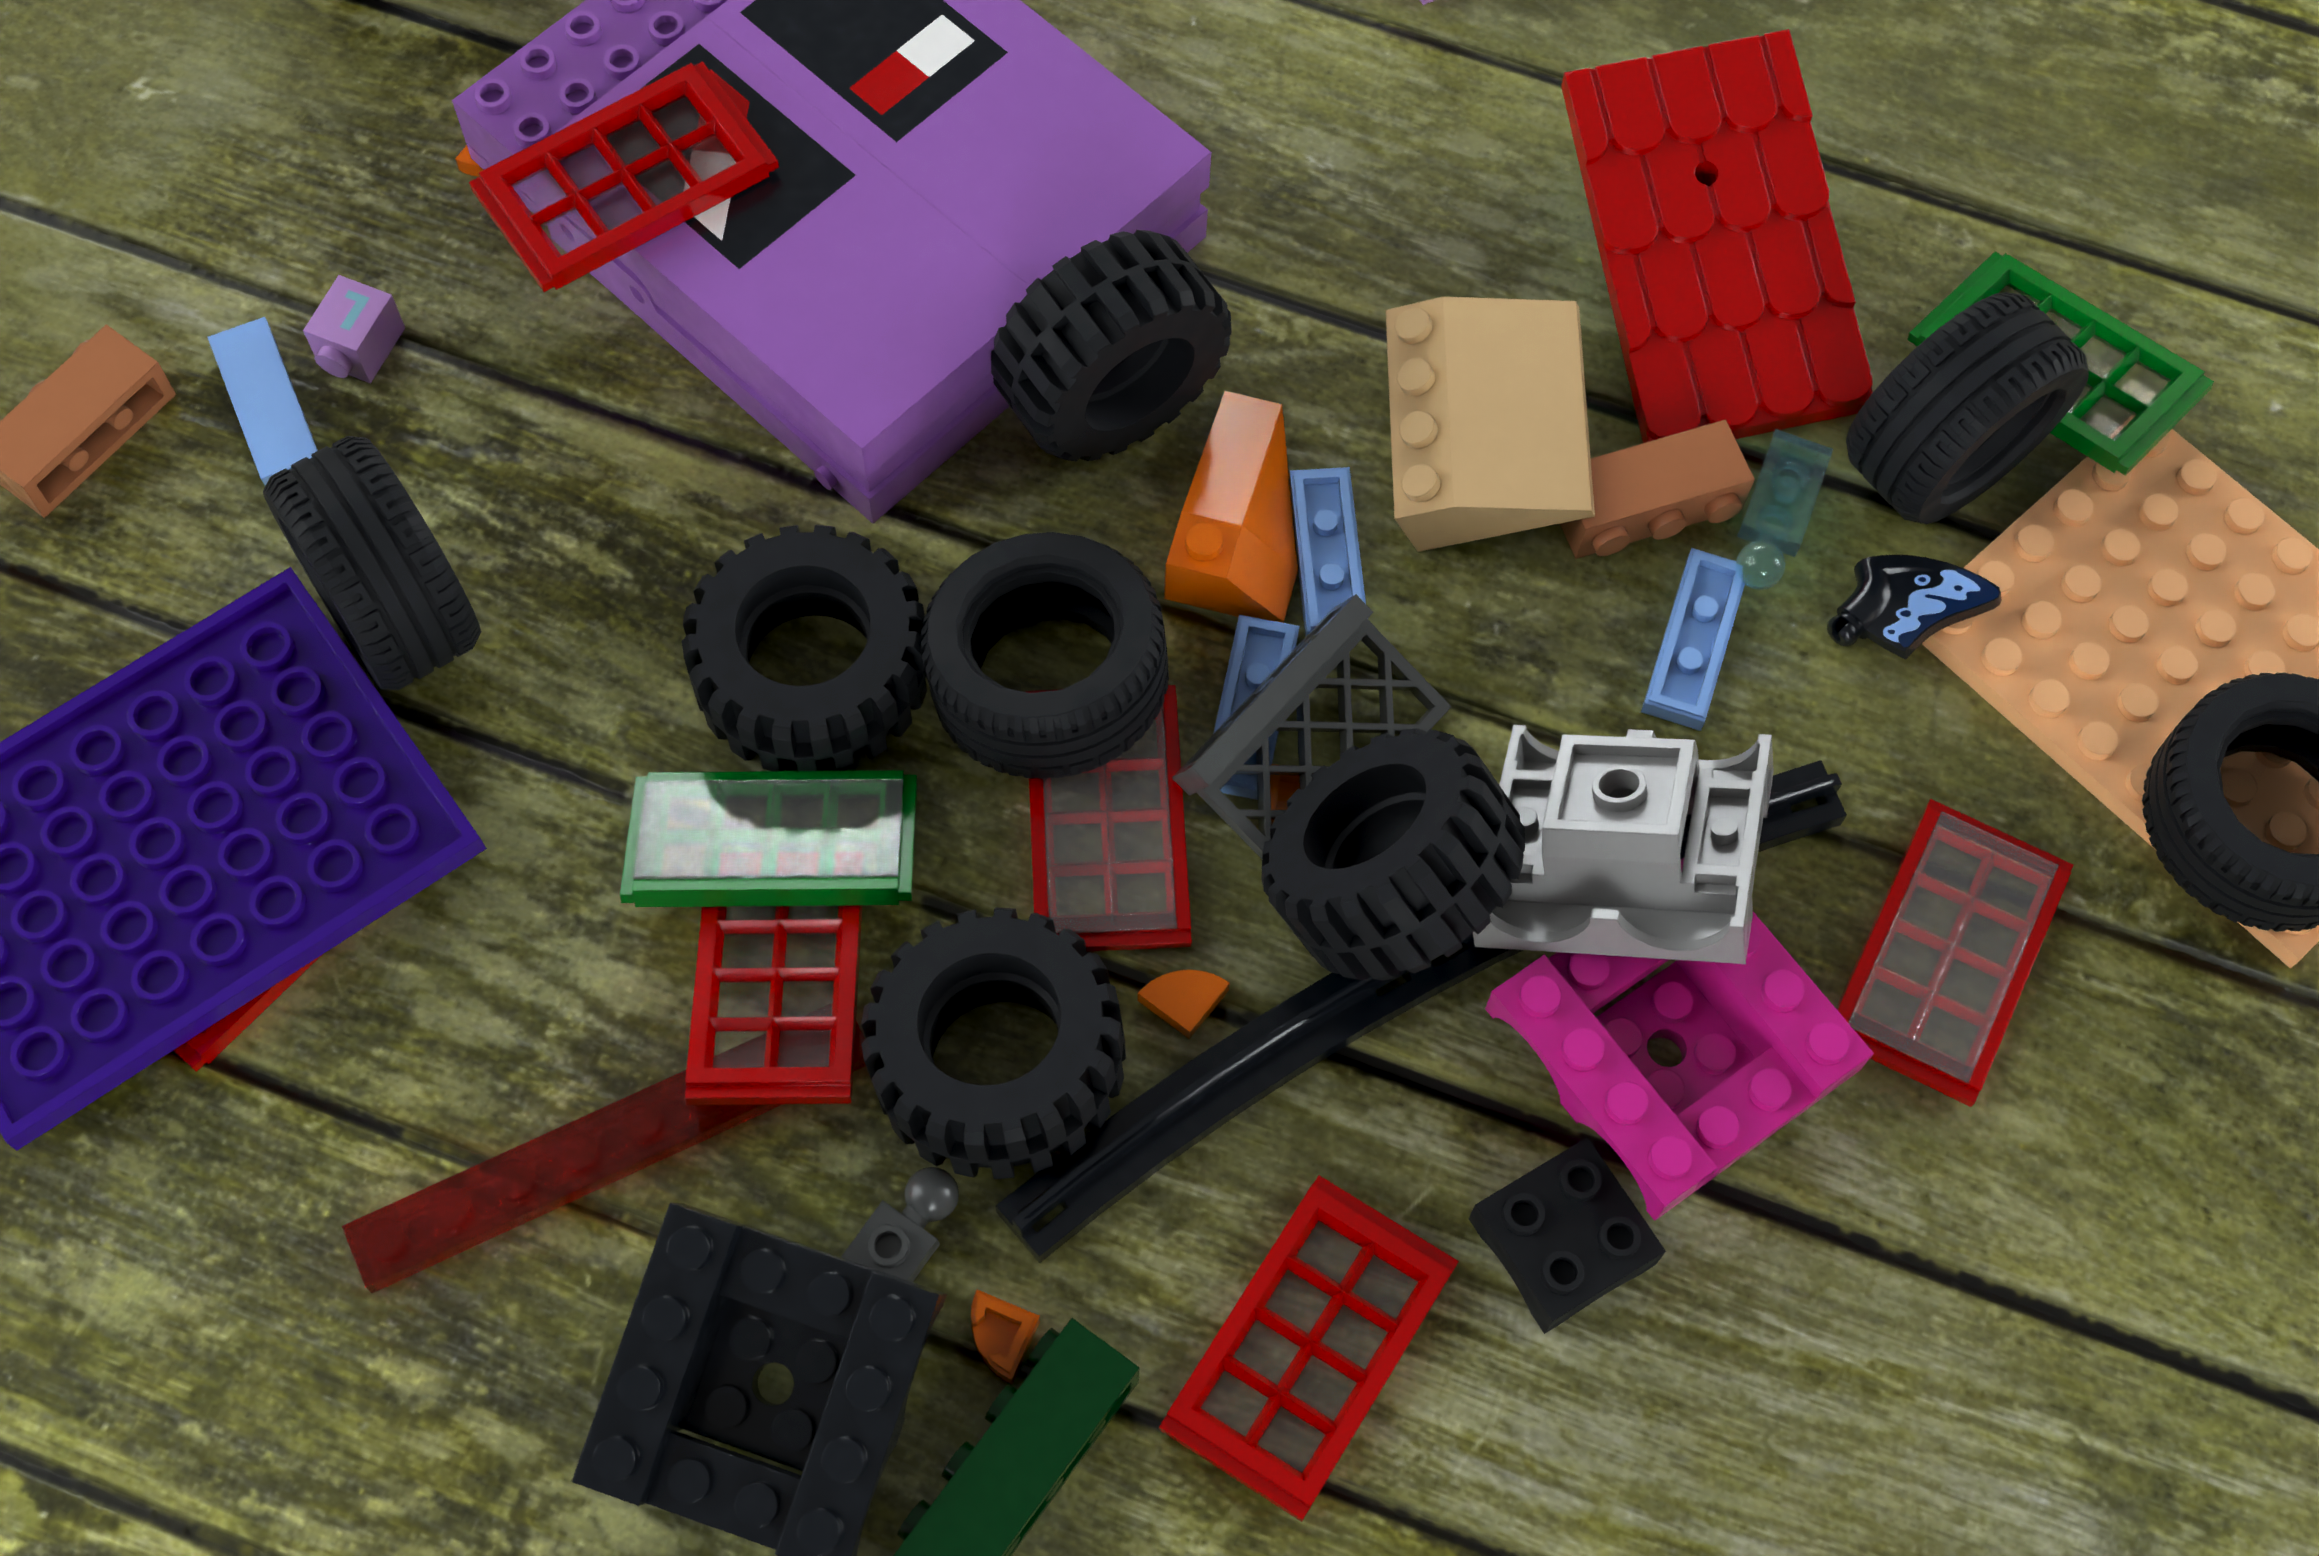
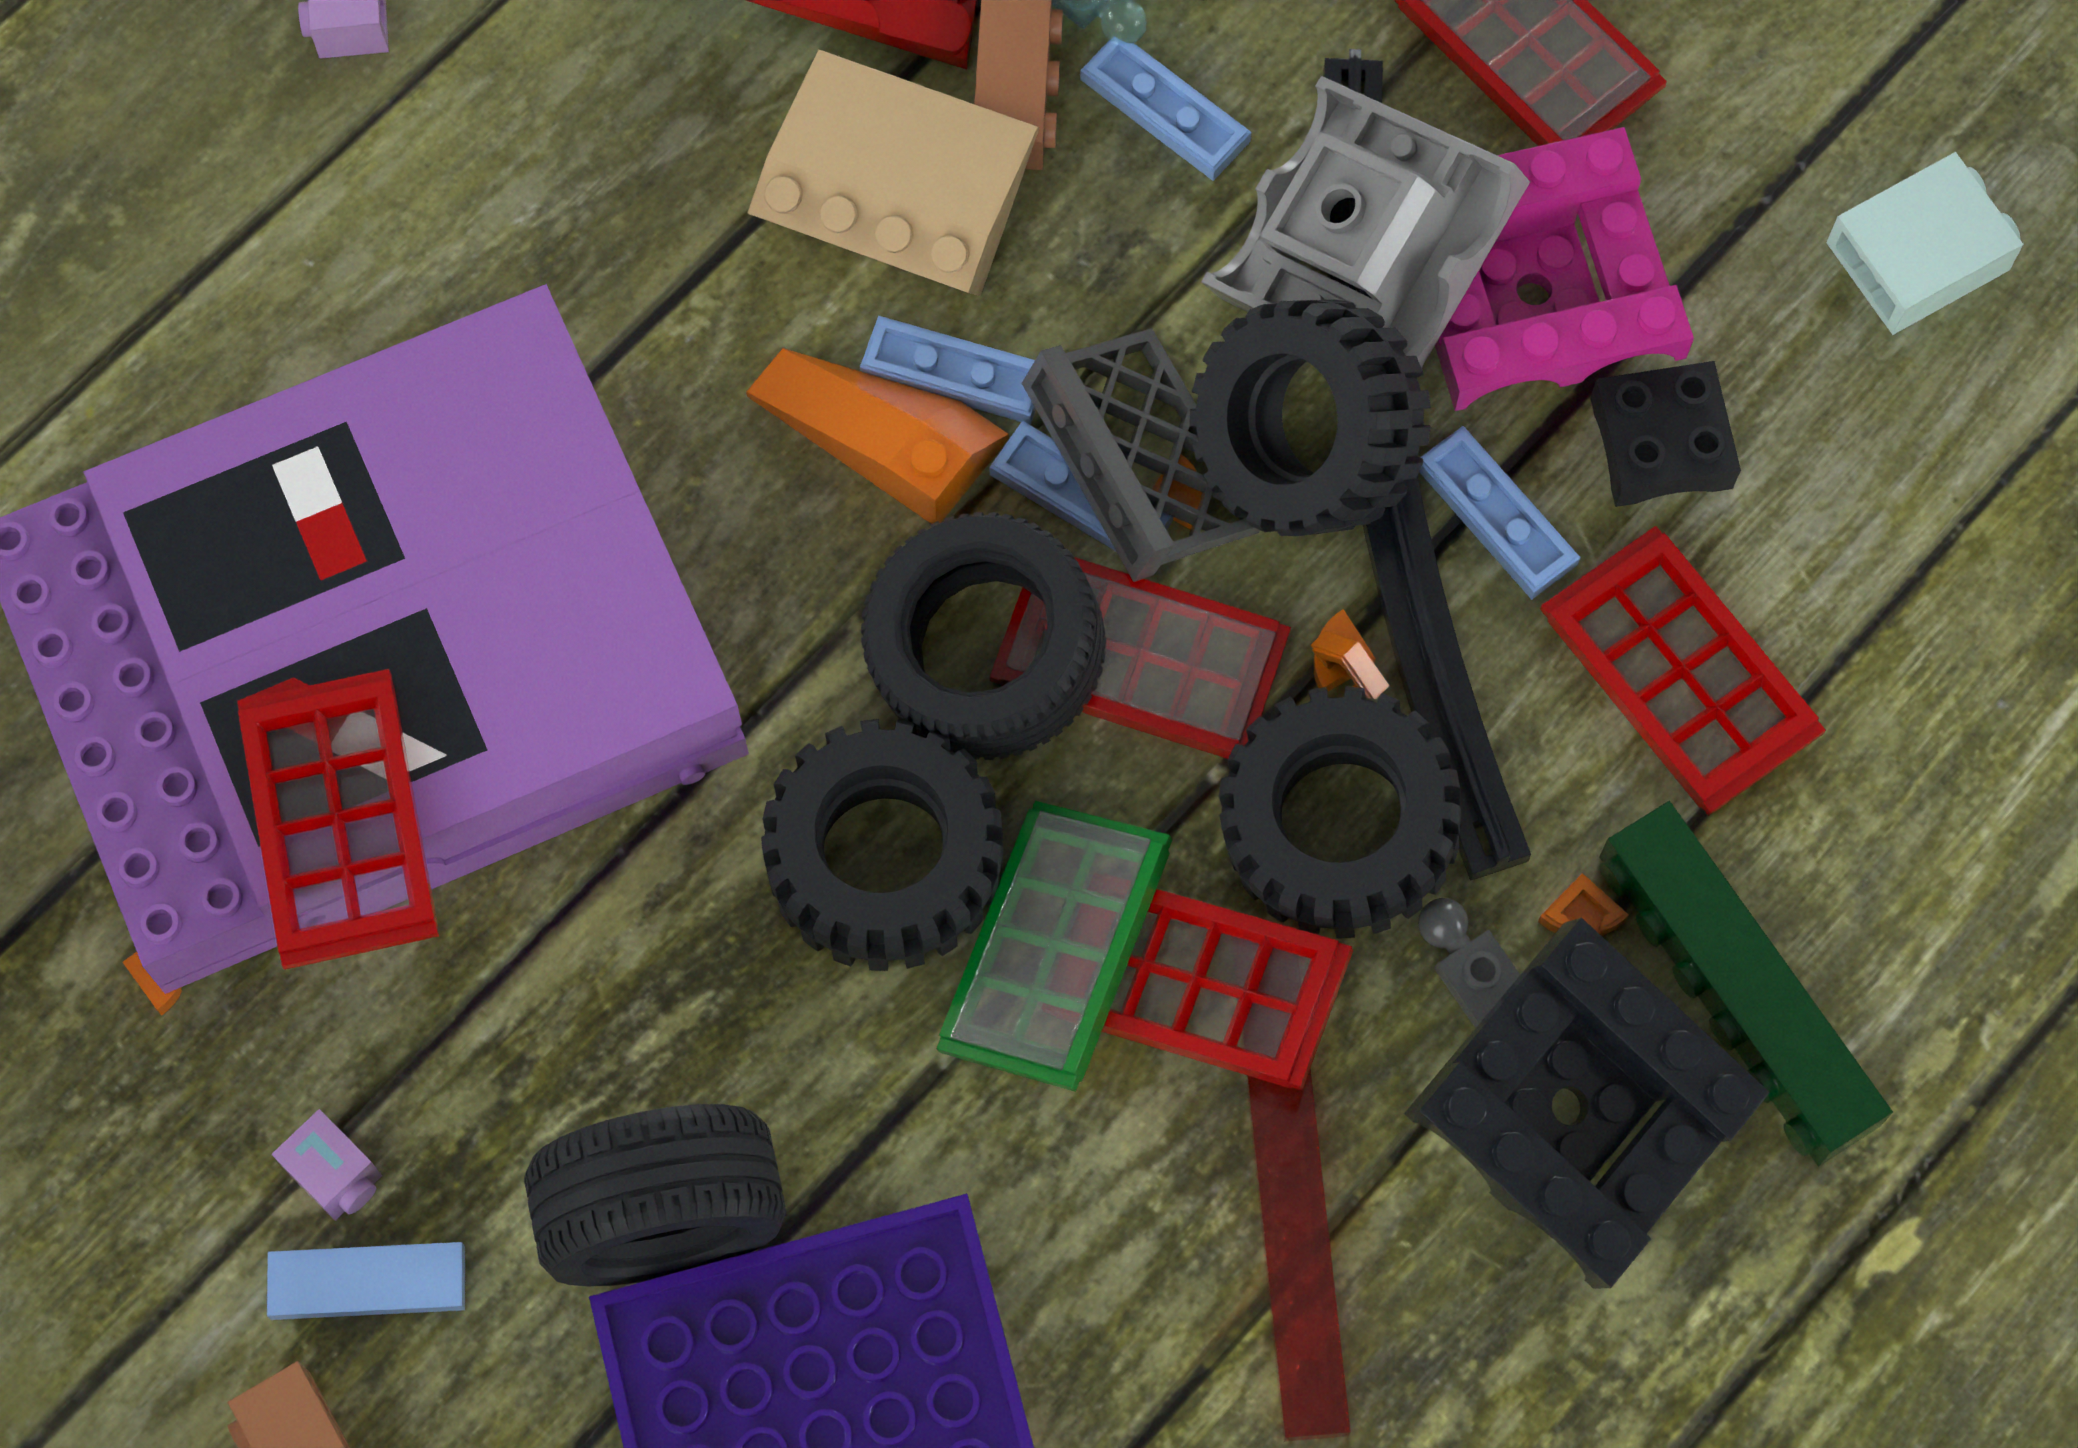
camera: 65 degrees left, 5 degrees up
(1110, 345) = (705, 455): black tyre -> none
(1163, 1003) = (1353, 659): none -> orange tile
(1404, 1100) = (1498, 512): none -> light blue tile
(1925, 1440) = (1925, 242): none -> light aqua brick

